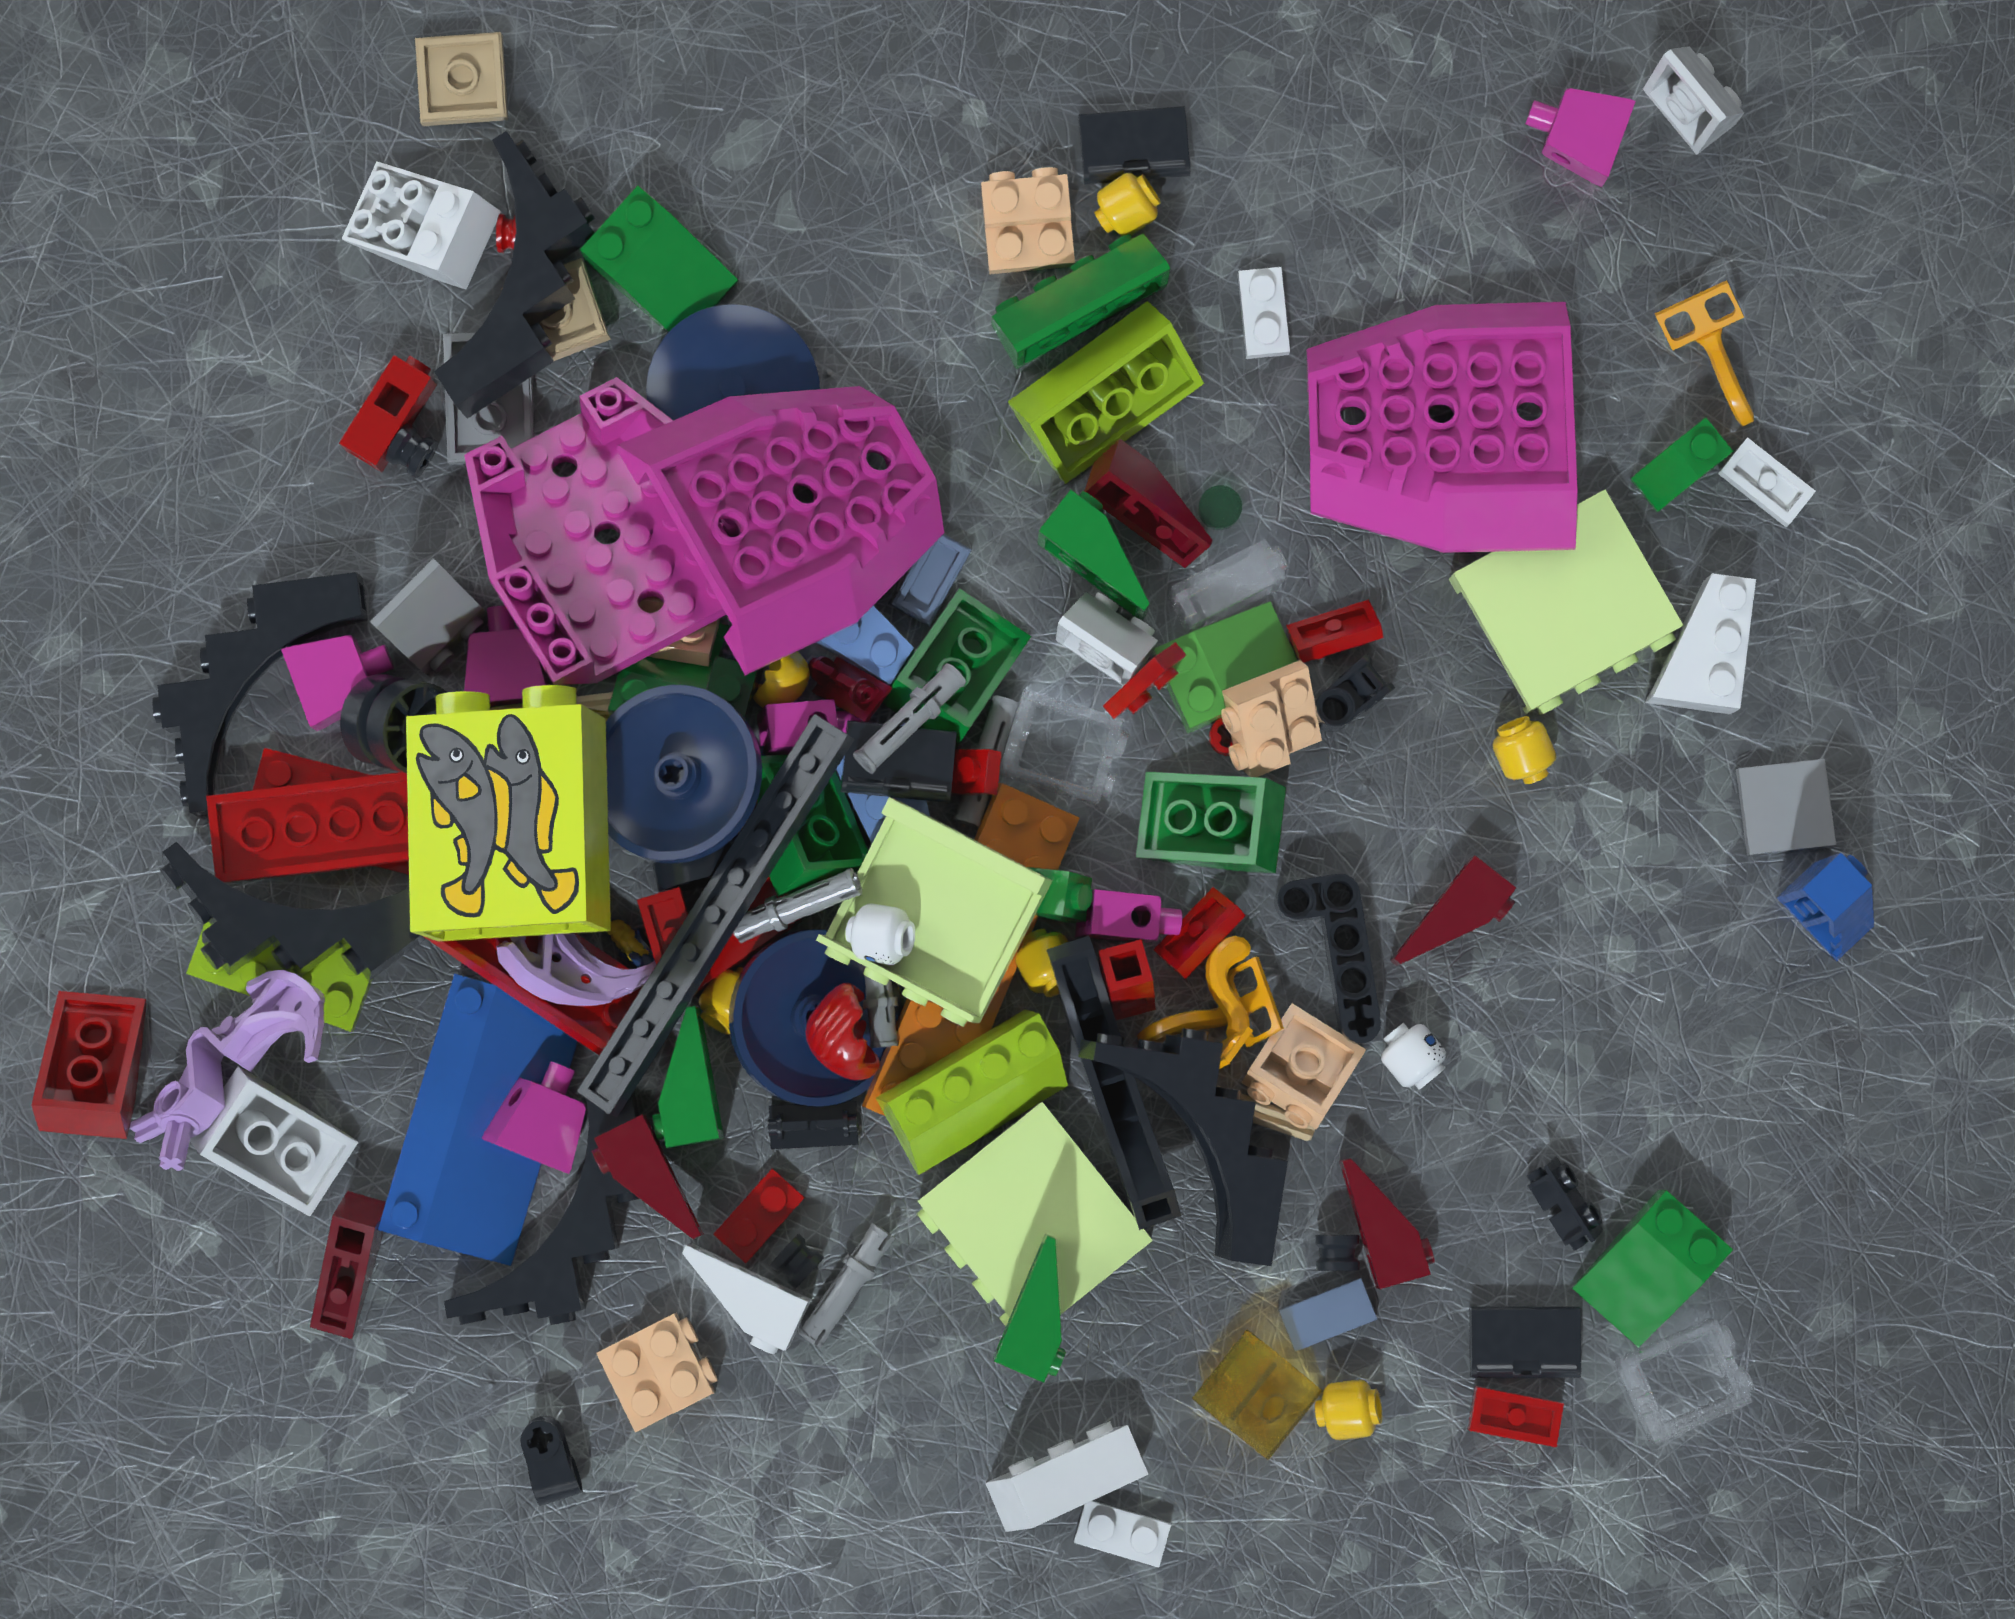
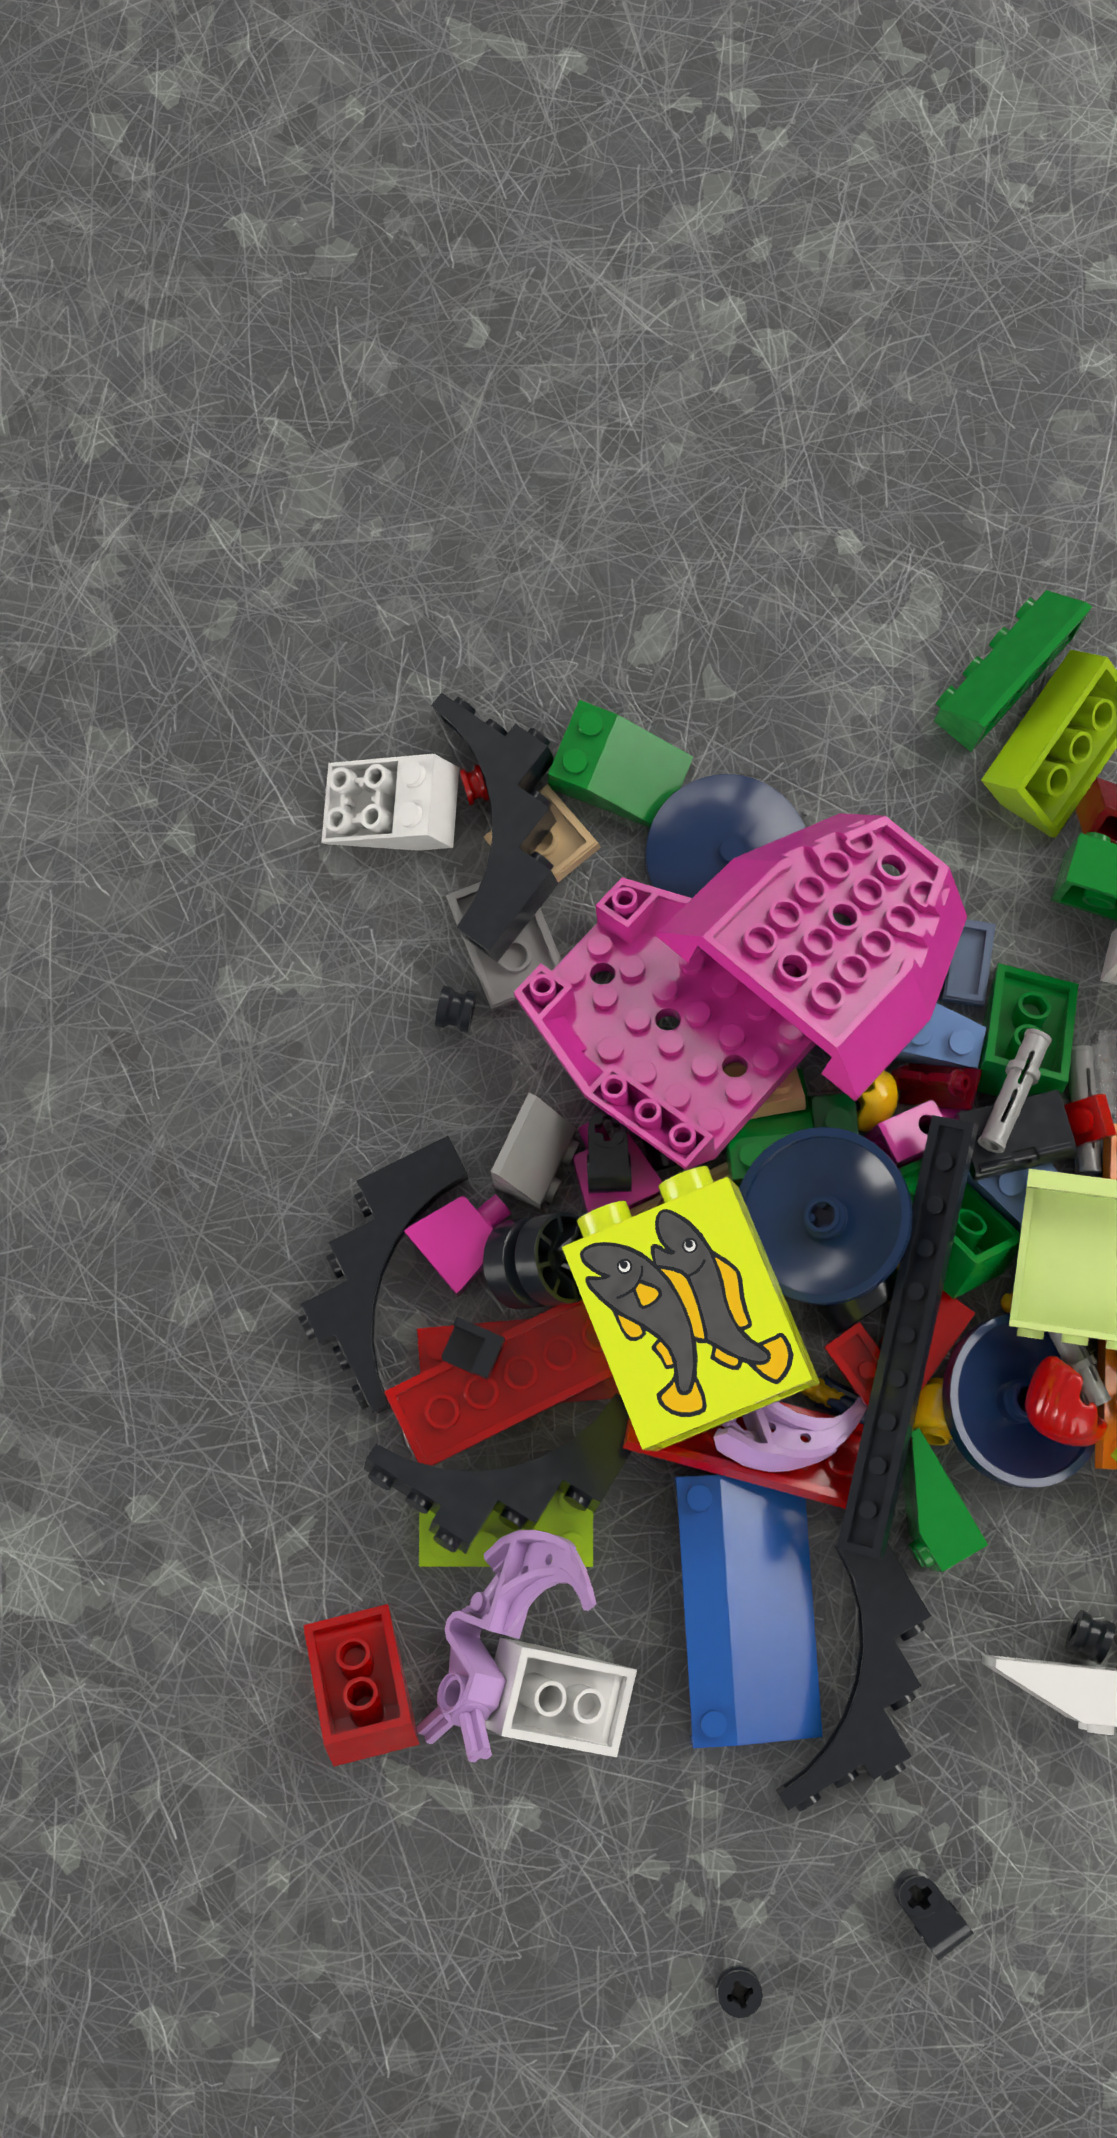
camera: 15 degrees left, 5 degrees down
(303, 785) = (473, 1348): none -> black panel
(348, 1264) = (672, 1790): dark red slope -> none
(353, 1468) = (735, 1982): none -> black wheel
(390, 405) = (422, 980): red brick -> none
(461, 79) = (380, 664): tan plate -> none
(496, 652) = (608, 1160): none -> black piece
(540, 1120) = (805, 1588): dark pink torso -> none
(643, 1168) = (920, 1596): dark red slope -> none
(658, 1371) = (999, 1788): light nougat plate -> none
(759, 1215) = (1036, 1606): red plate -> none
(779, 912) = (981, 1294): light grey pin -> none
(813, 1125) = (1054, 1504): black hinge -> none
(880, 934) = (1068, 1298): white head -> none
(1027, 221) = (933, 618): light nougat plate -> none
(1127, 204) = (1018, 572): yellow head -> none
(1135, 143) = (1001, 521): black piece -> none

